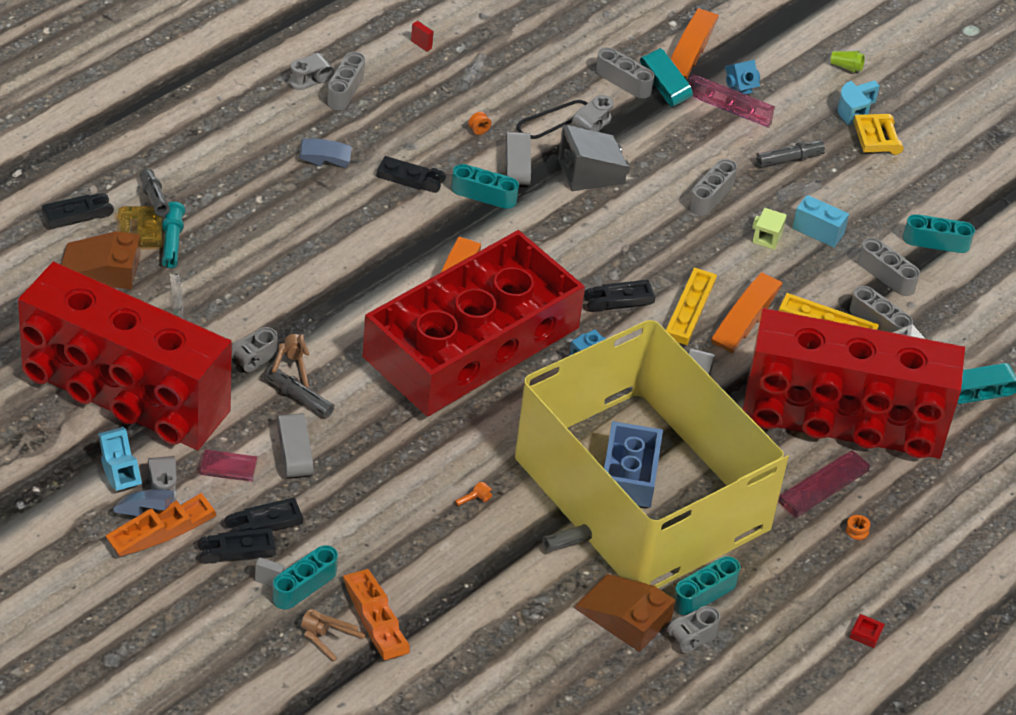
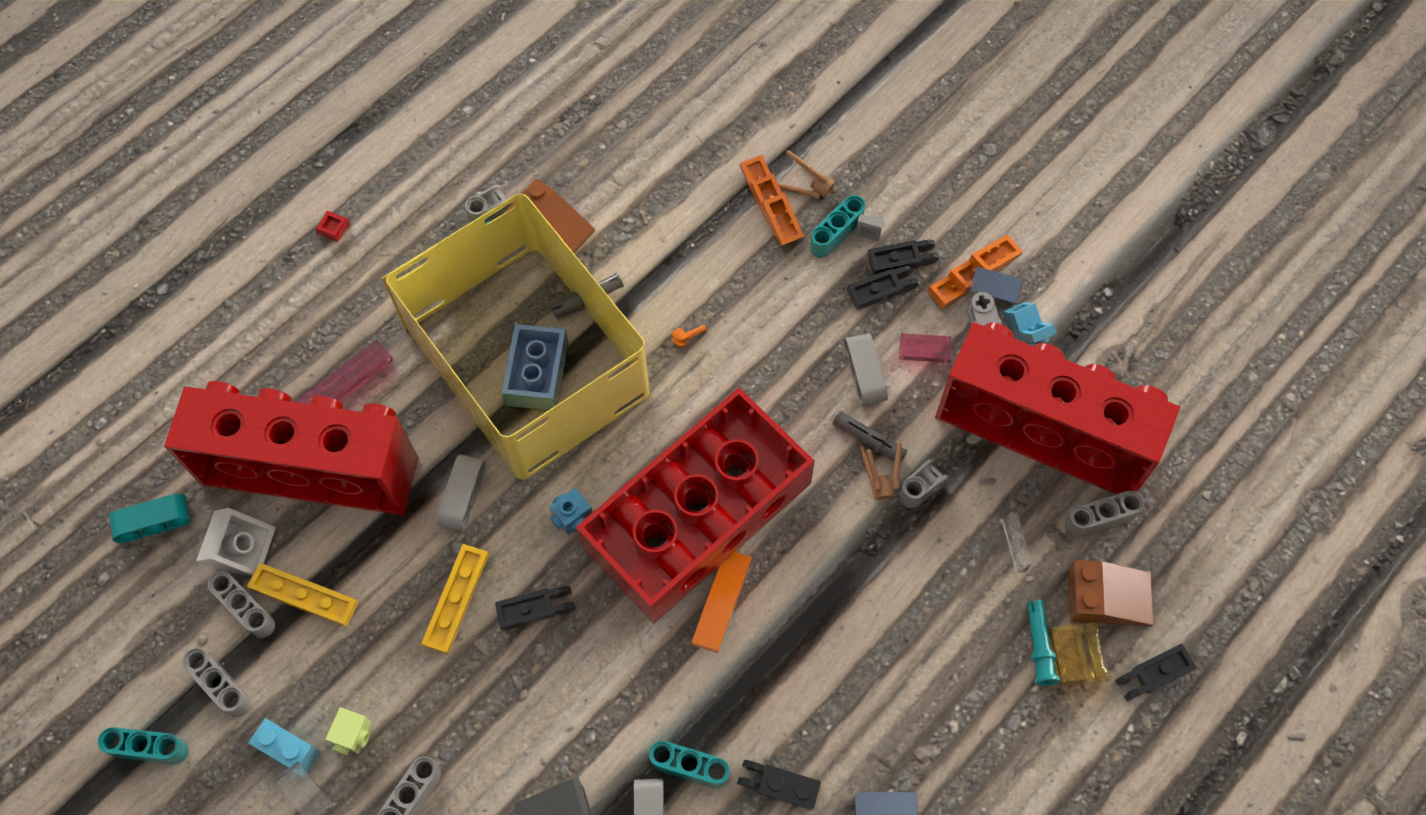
camera: 175 degrees left, 20 degrees up
(148, 186) = (1079, 711): dark grey pin -> none
(746, 312) = (391, 593): orange slope -> none
(855, 533) = (317, 326): orange bush -> none

